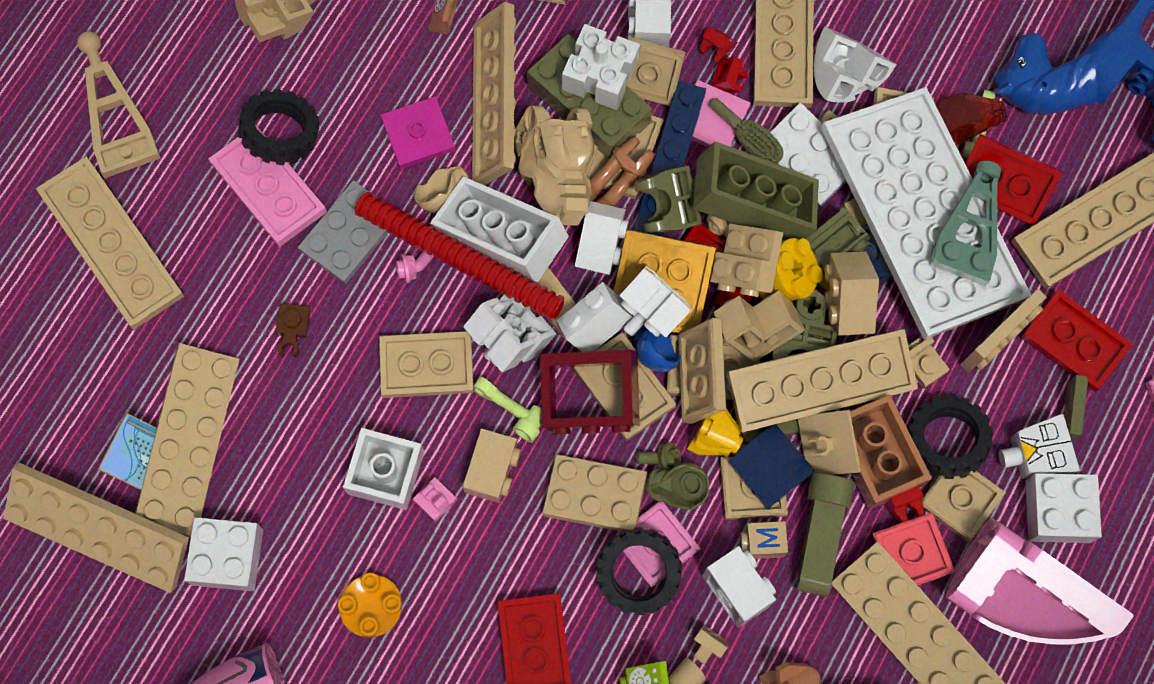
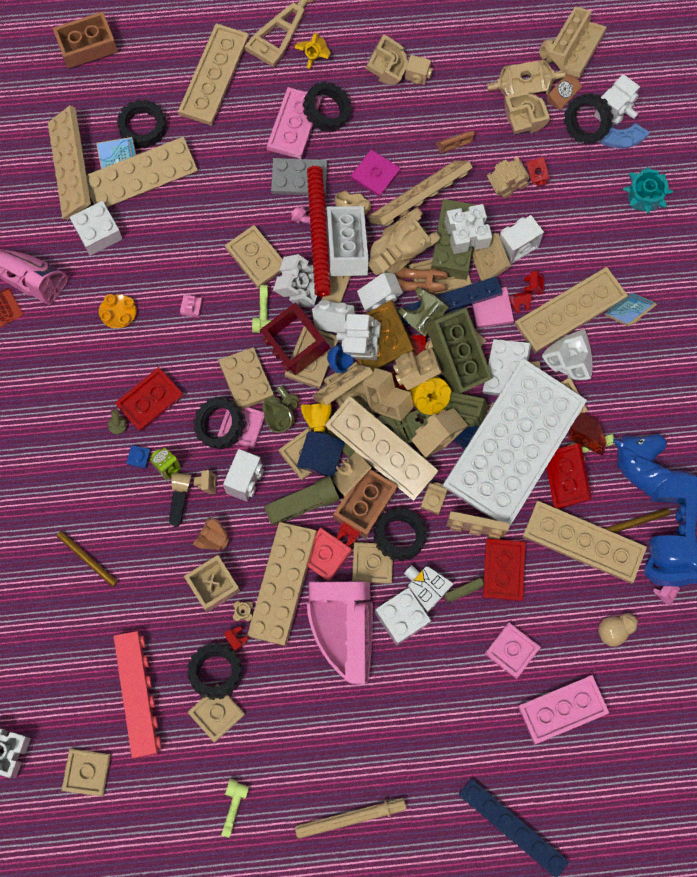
camera: 55 degrees right, 0 degrees up
(85, 370) = (146, 108): none -> black tyre
(179, 86) = (314, 49): none -> yellow brick
(292, 324) = (232, 182): reddish brown plate -> none
(383, 469) = (187, 270): white brick -> none
(491, 466) = (225, 320): tan brick -> none
(750, 134) = (494, 331): olive piece -> none
(765, 540) = (279, 475): tan brick -> none
(961, 258) = (501, 479): sand green plate -> none
(1111, 139) = (638, 521): none -> pearl gold bar

